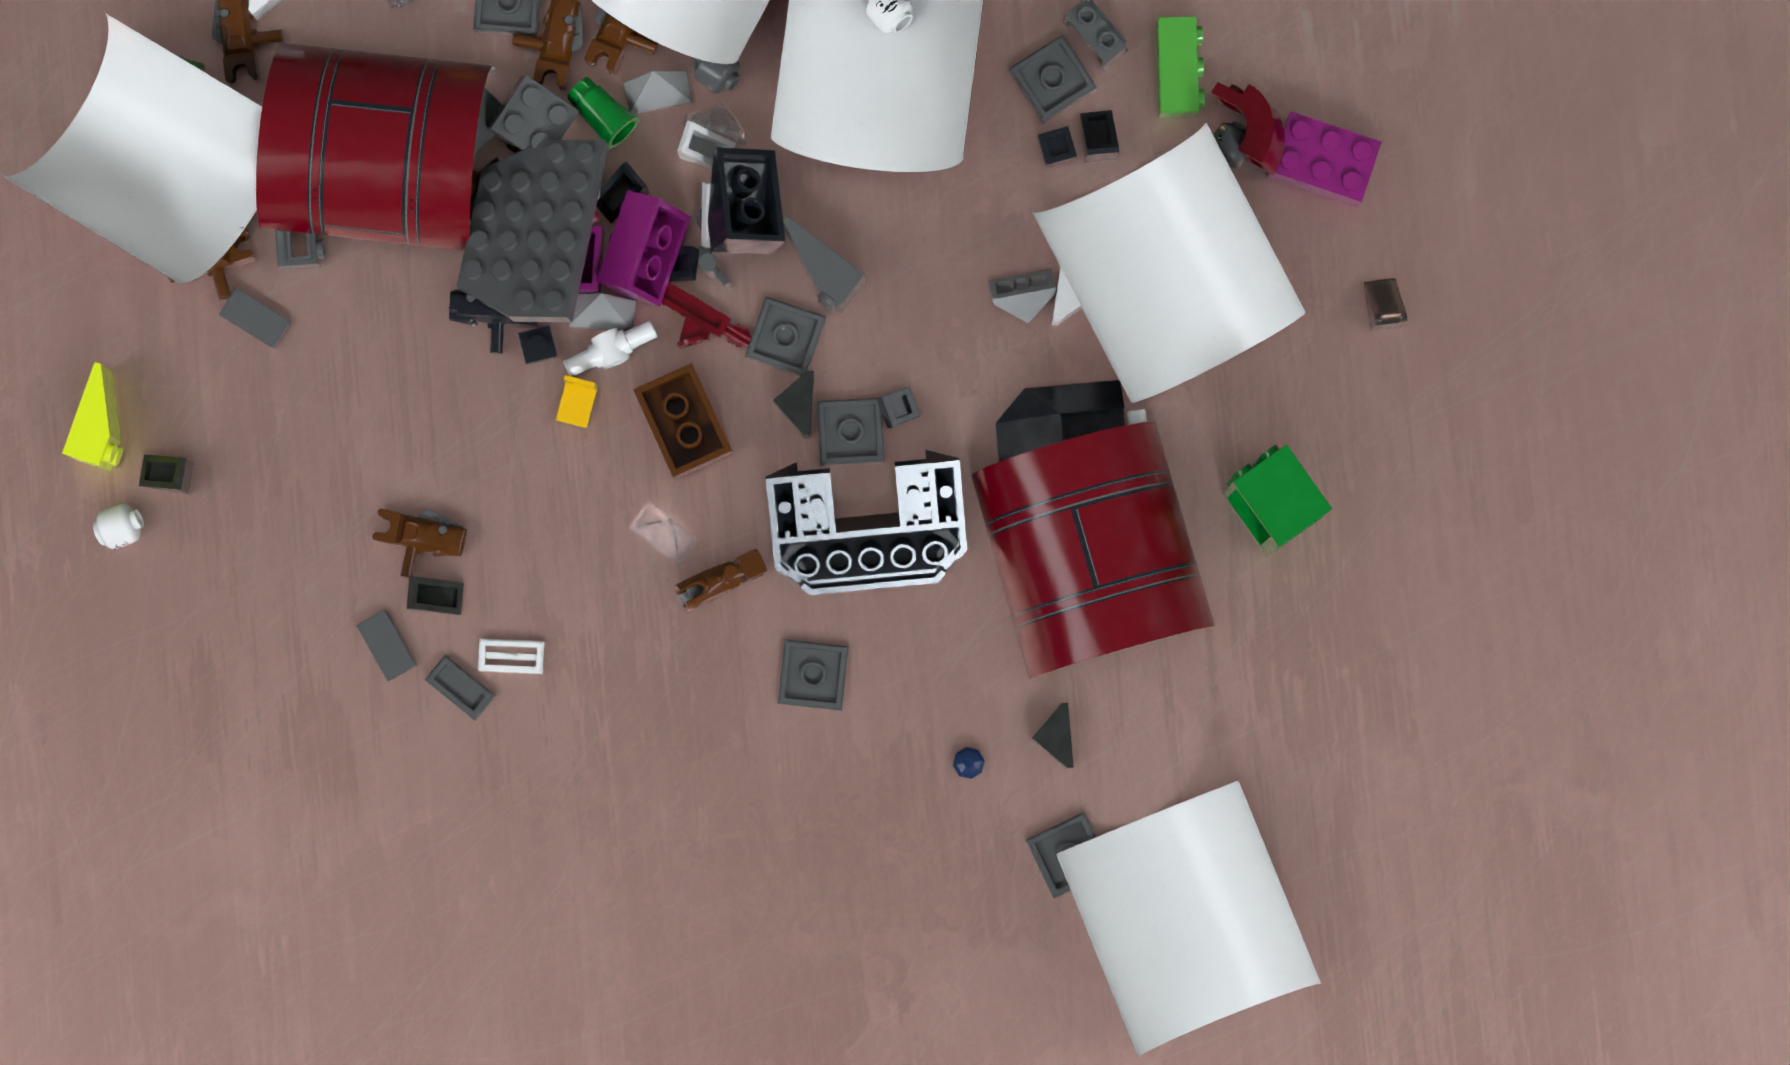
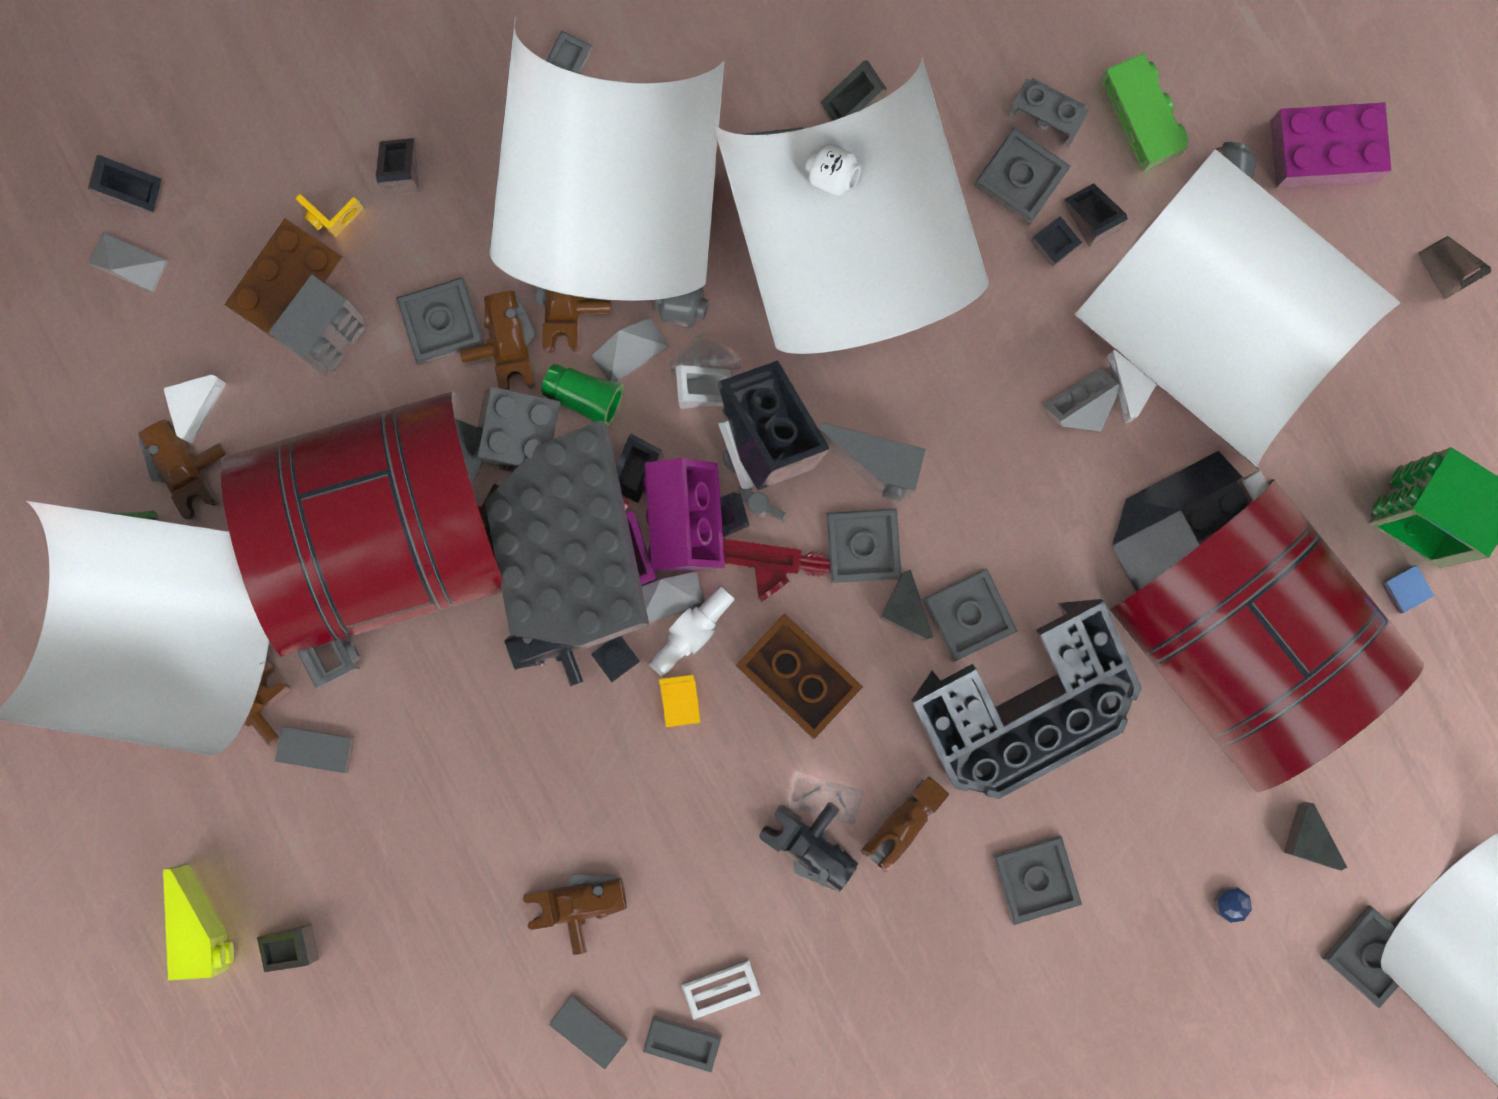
camera: 25 degrees left, 0 degrees up
(118, 526) = (259, 1025): white head -> none
(434, 596) = (617, 961): pearl dark grey slope -> none
(633, 571) = (812, 852): none -> black piece
(898, 407) = (1009, 570): black plate -> none
(1230, 562) = (1408, 589): none -> medium blue tile
(1265, 131) = (1270, 147): dark red arch -> none

